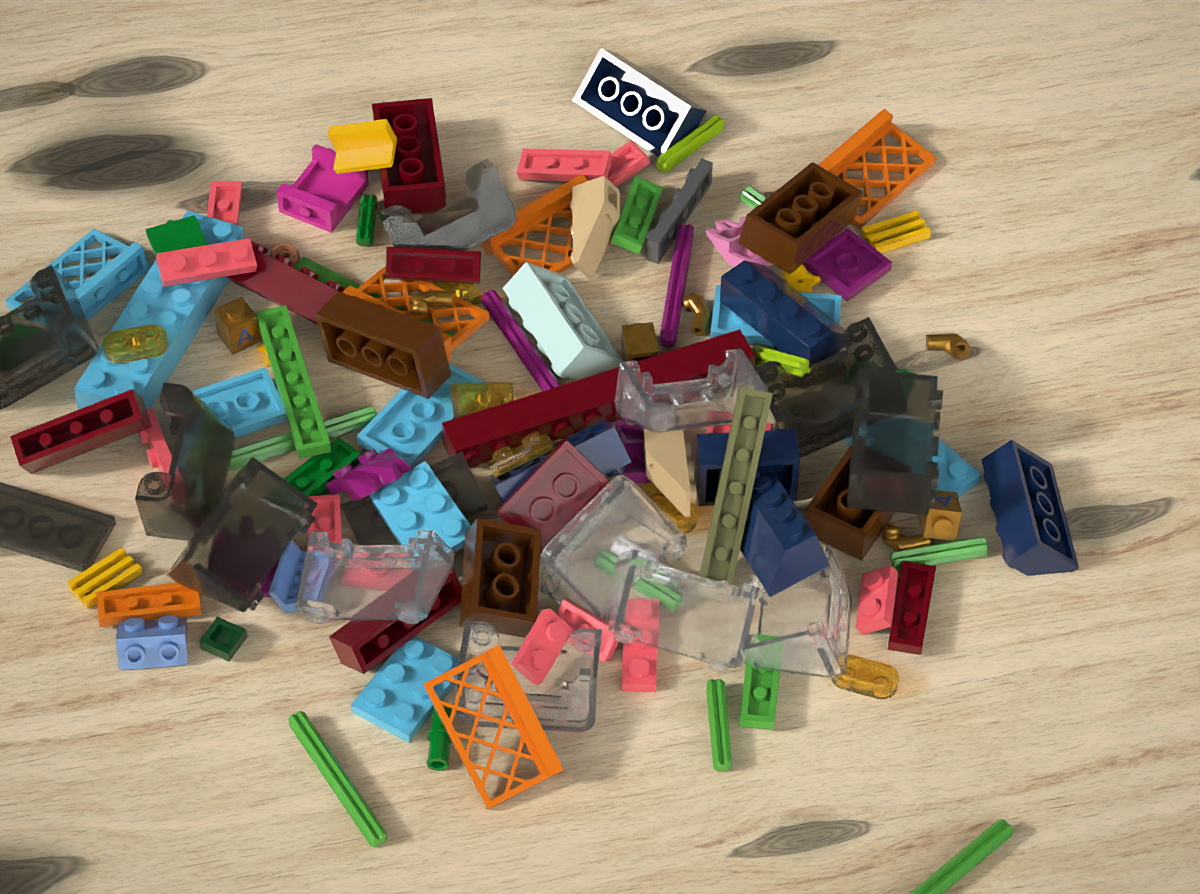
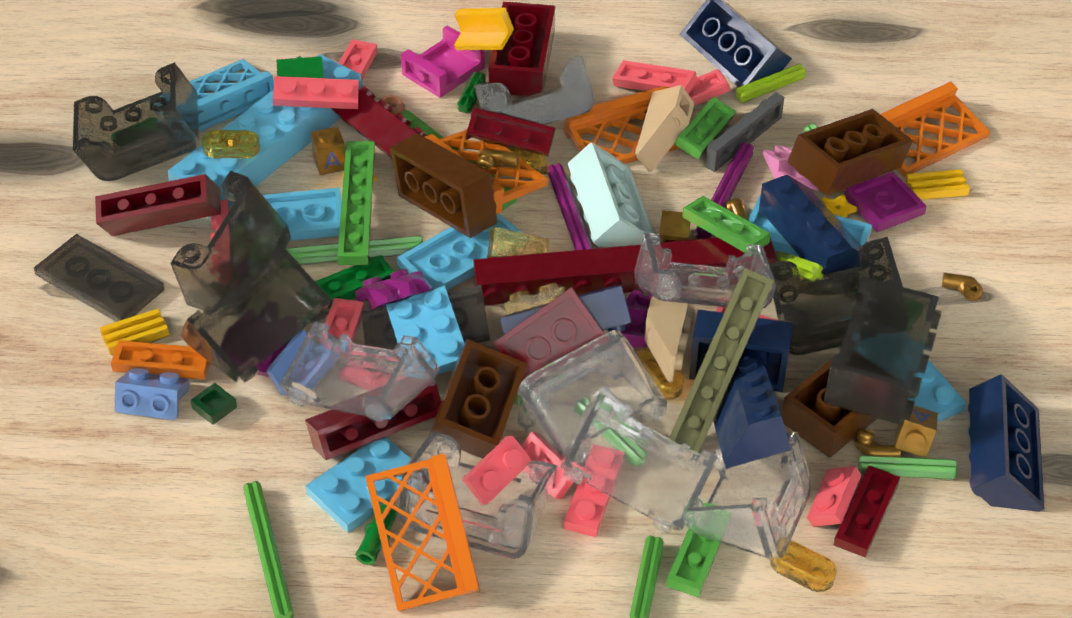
camera: 15 degrees right, 5 degrees down
(694, 330) = (725, 224): none -> bright green plate

